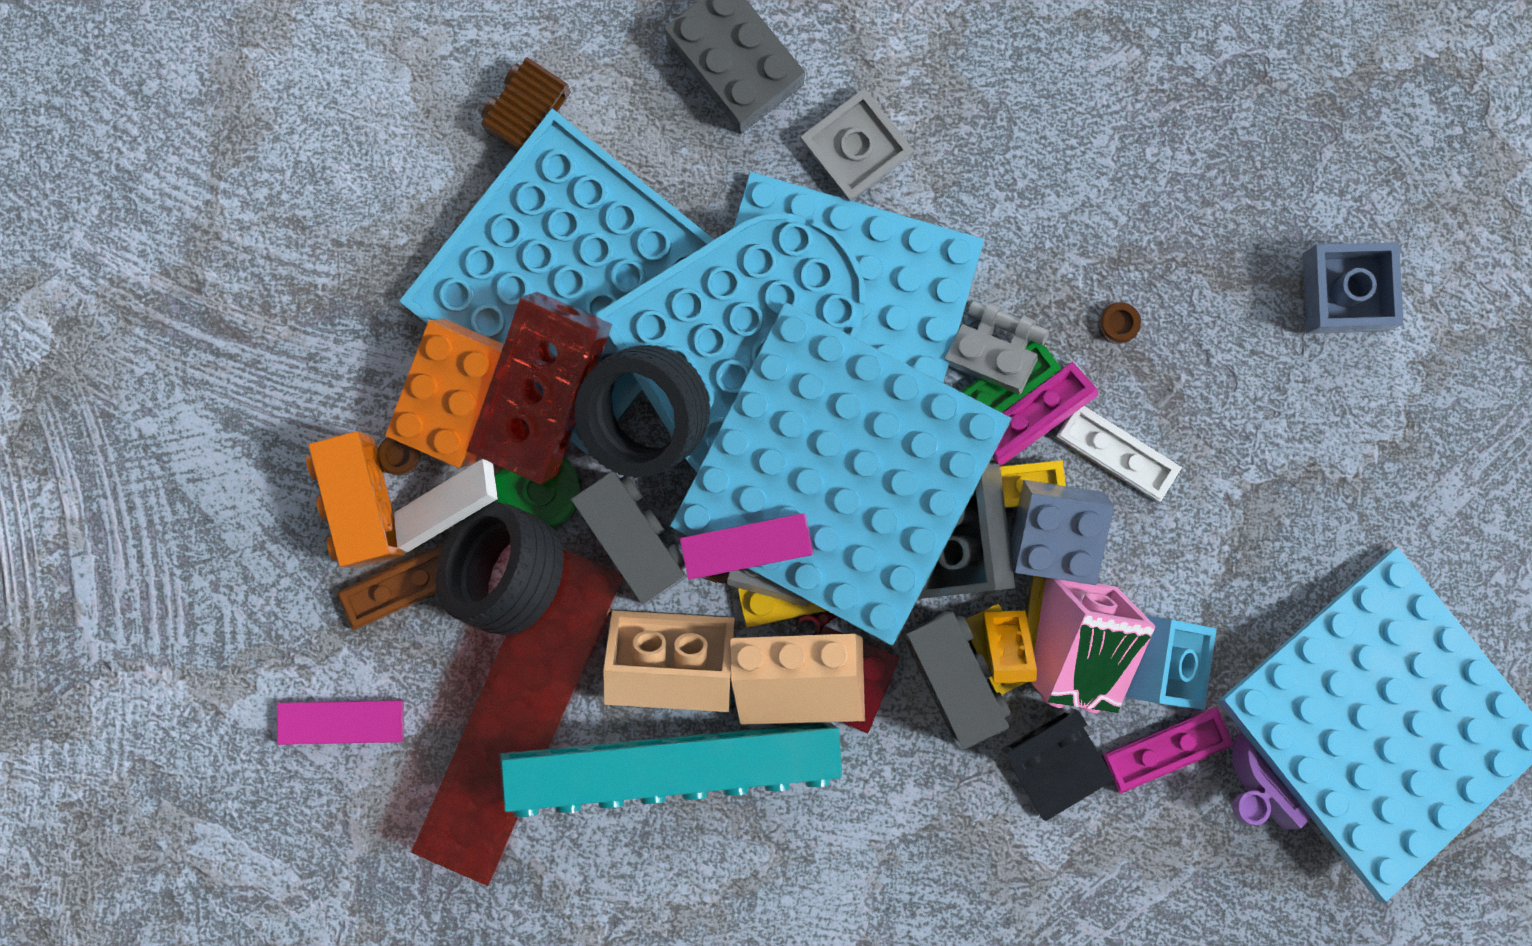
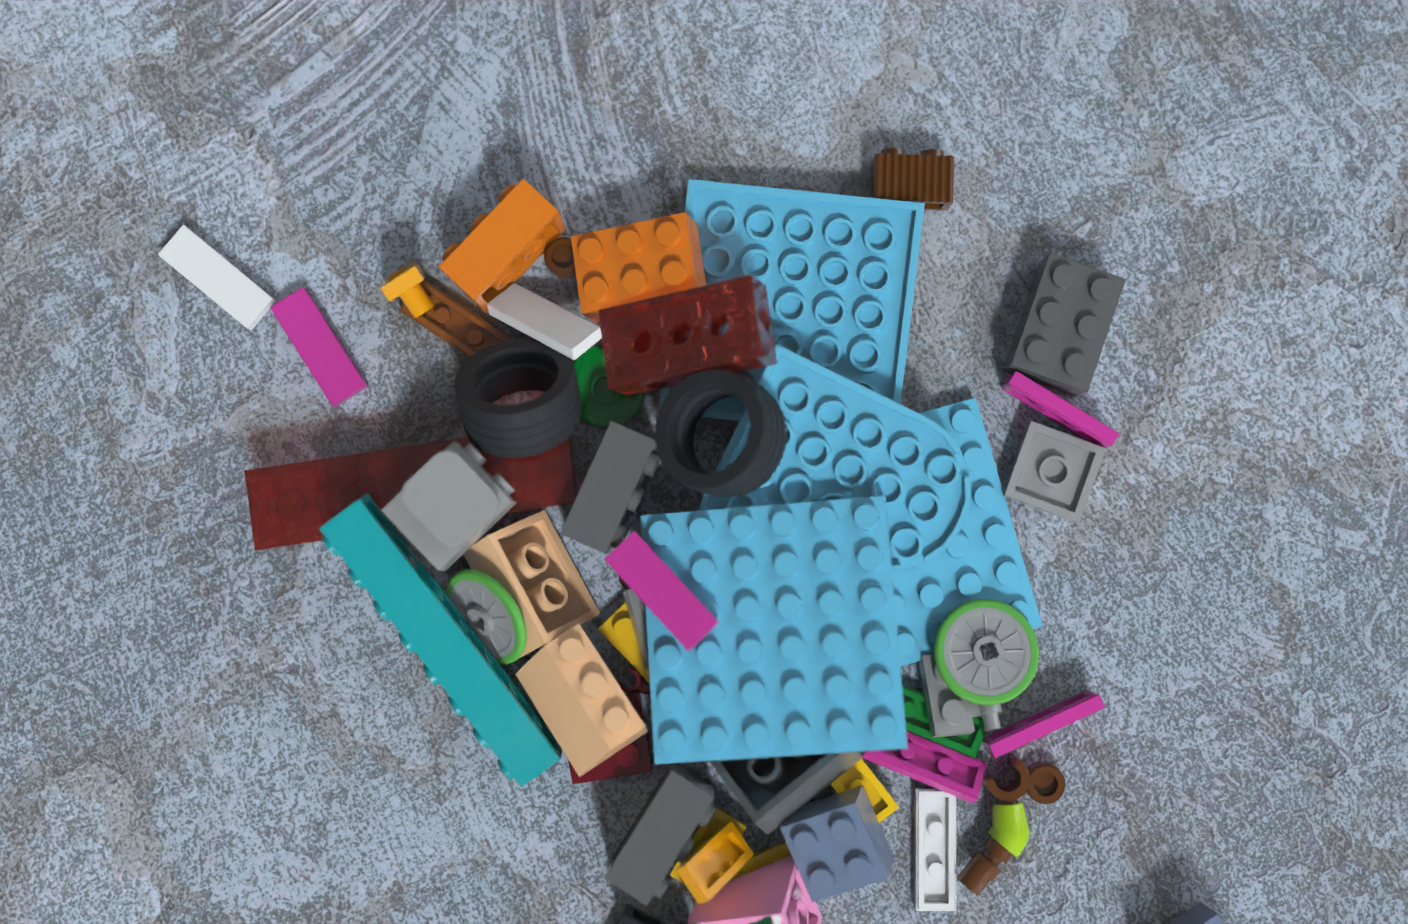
camera: 55 degrees right, 0 degrees up
(219, 776) = (217, 277): none -> white tile
(334, 608) = (407, 286): none -> light orange tile
(556, 685) = (450, 504): none -> light grey brick
(673, 711) = (489, 613): none -> light grey wheel
(806, 107) = (1059, 410): none -> dark pink tile
(969, 327) = (961, 660): none -> light grey wheel
(1067, 291) = (1042, 723): none -> dark pink tile
(1141, 379) = (1008, 830): none -> reddish brown piece

